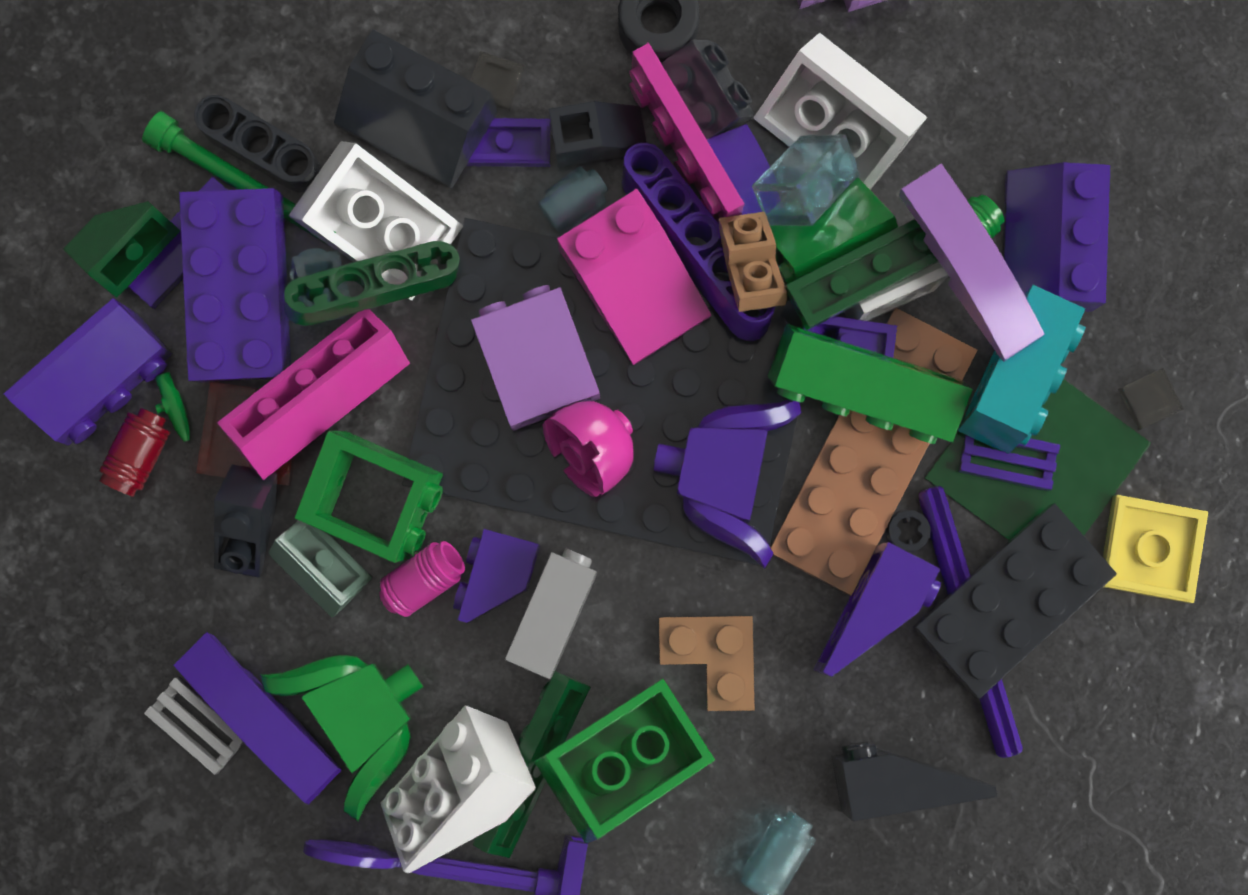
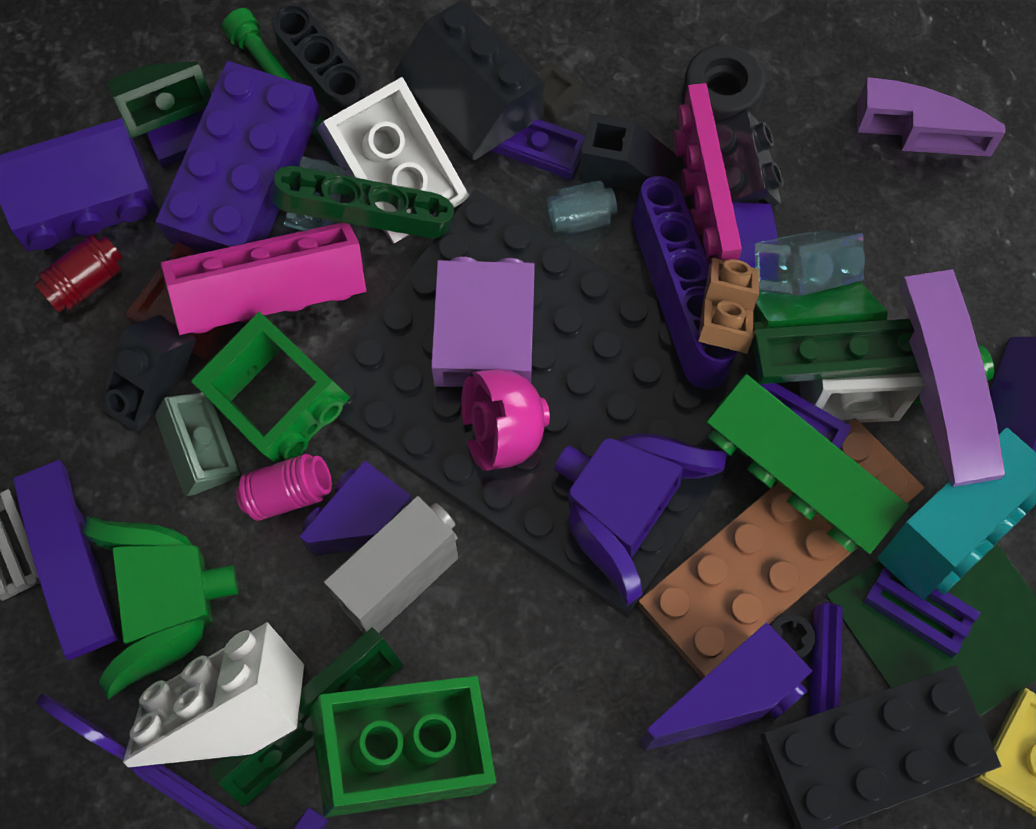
camera: 25 degrees right, 15 degrees down
(172, 405) = (135, 251): green helmet -> none
(633, 276) = (609, 286): dark pink slope -> none
(723, 646) = (554, 681): medium nougat plate -> none
(835, 95) = (860, 197): white slope -> none

